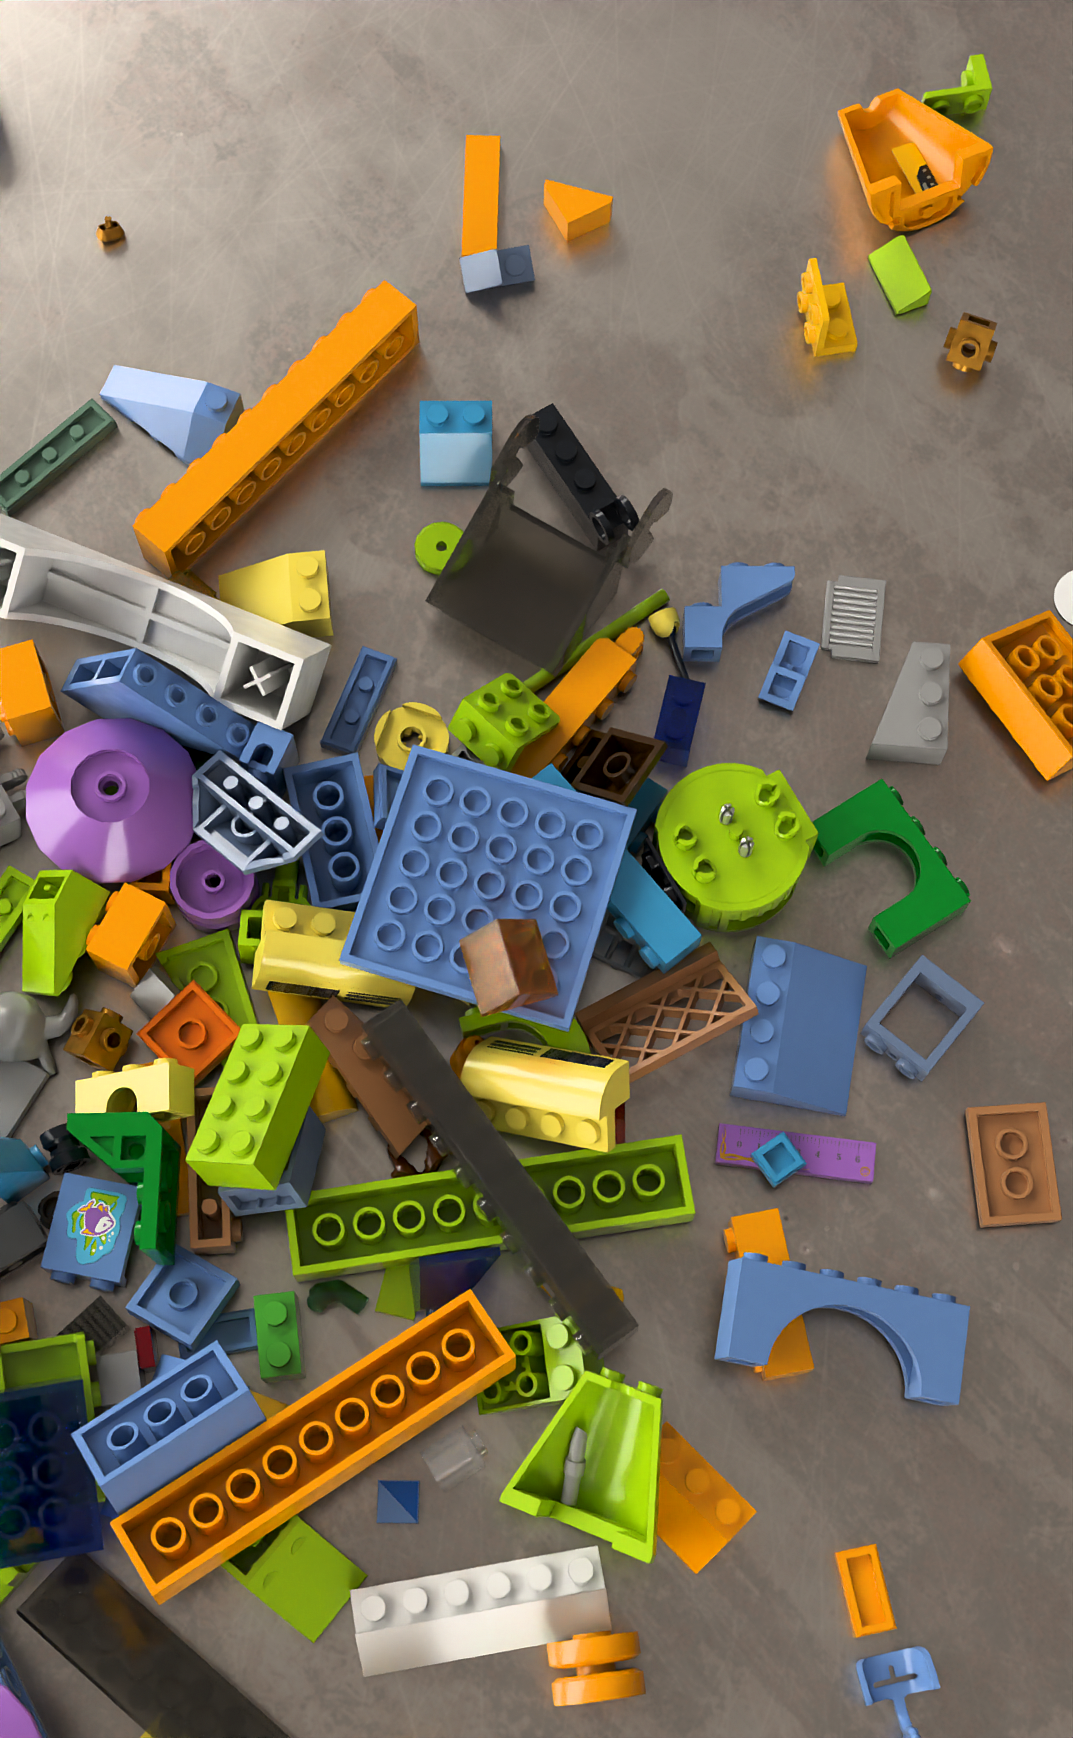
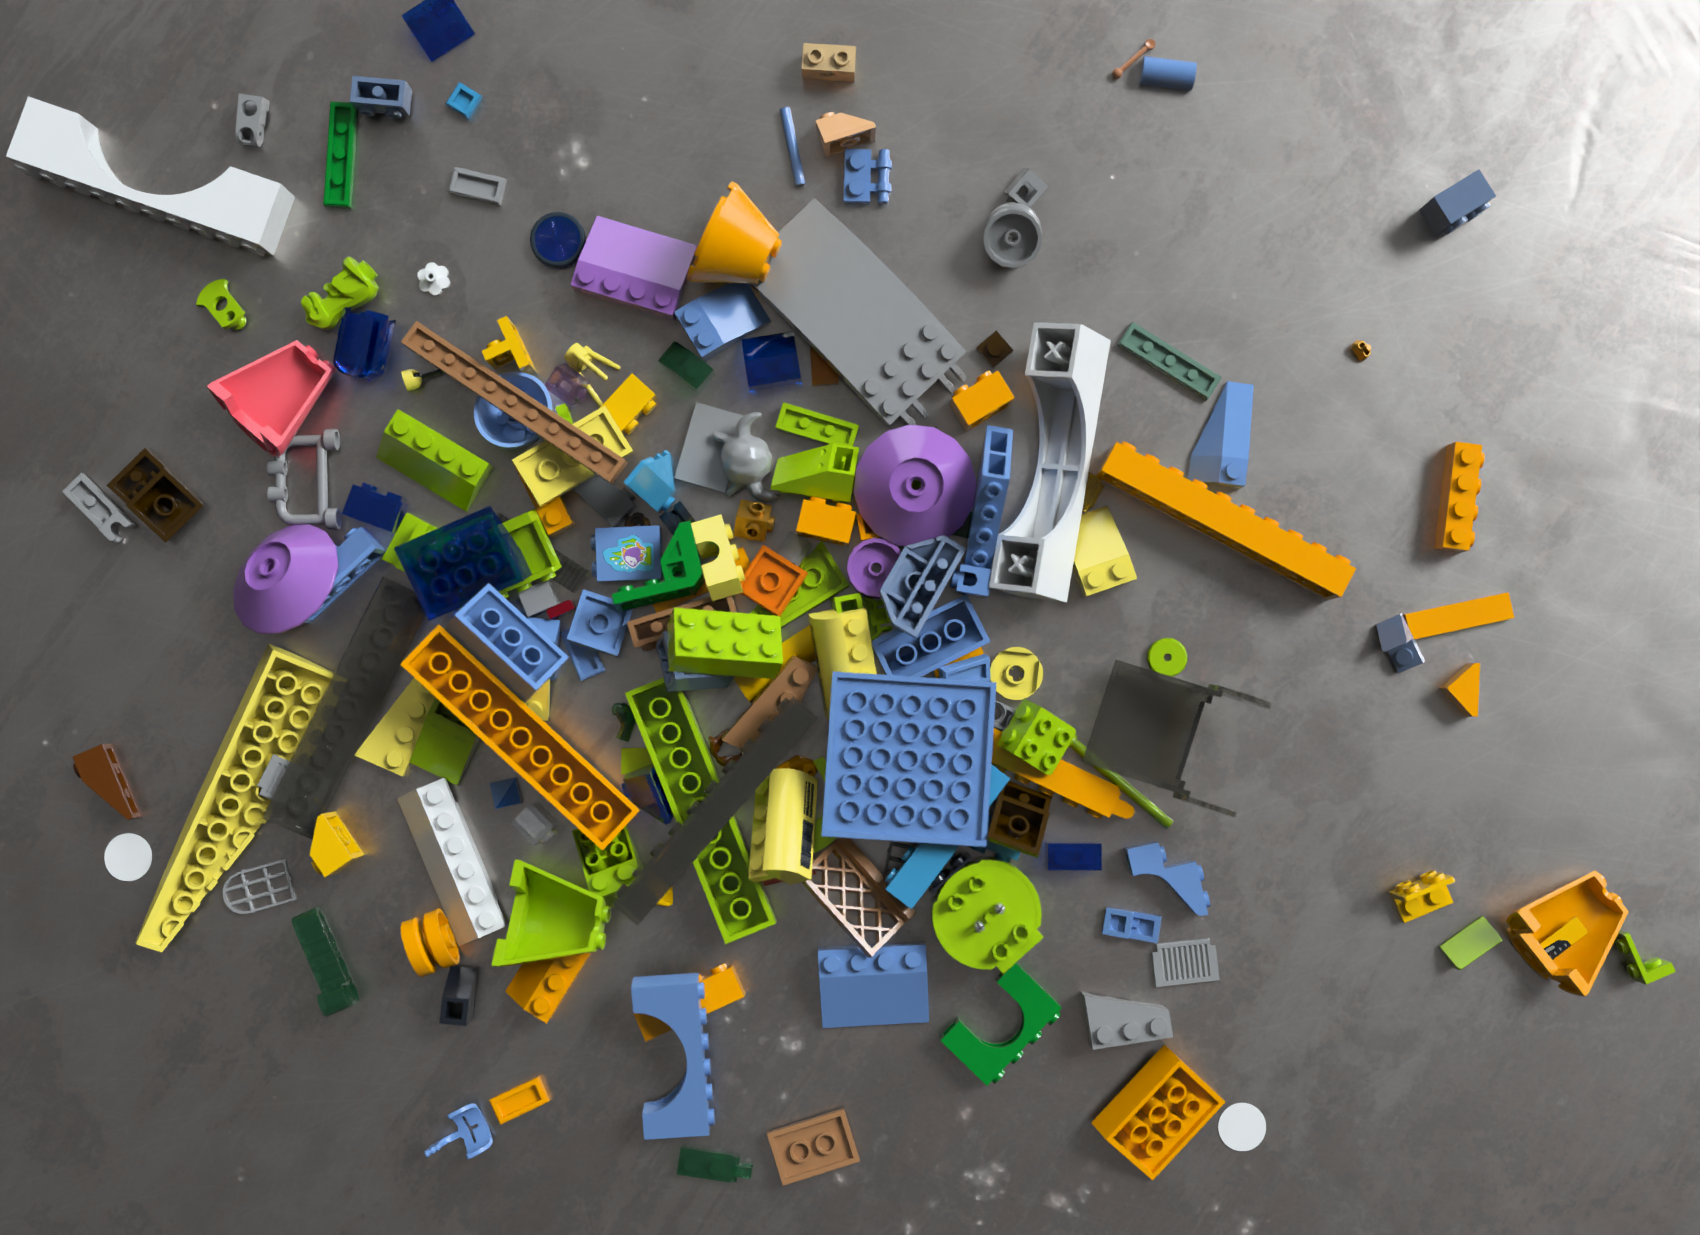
camera: 75 degrees right, 15 degrees up
(258, 1643) = (397, 733): none -> light yellow wing
(279, 1337) = (588, 692): bright green brick -> none
(330, 161) = (1458, 497): none -> light orange brick
(358, 702) = (1036, 629): medium blue tile -> none
(456, 443) = (1248, 649): dark azure slope -> none
(507, 965) = (852, 786): clear orange slope -> none
(574, 1467) = (547, 901): light grey piece -> none
(579, 481) = (1240, 744): black hinge -> none
(665, 625) = (1144, 831): light yellow hinge -> none
(687, 1644) = (458, 996): none -> black slope
(778, 1159) = (779, 989): dark azure tile -> none
(824, 1155) = (788, 999): medium lavender tile -> none
(942, 988) = (922, 1079): sand blue window -> none
(977, 332) = (1423, 1007): pearl gold brick -> none
(1014, 1319) = (712, 1165): none -> clear green hinge

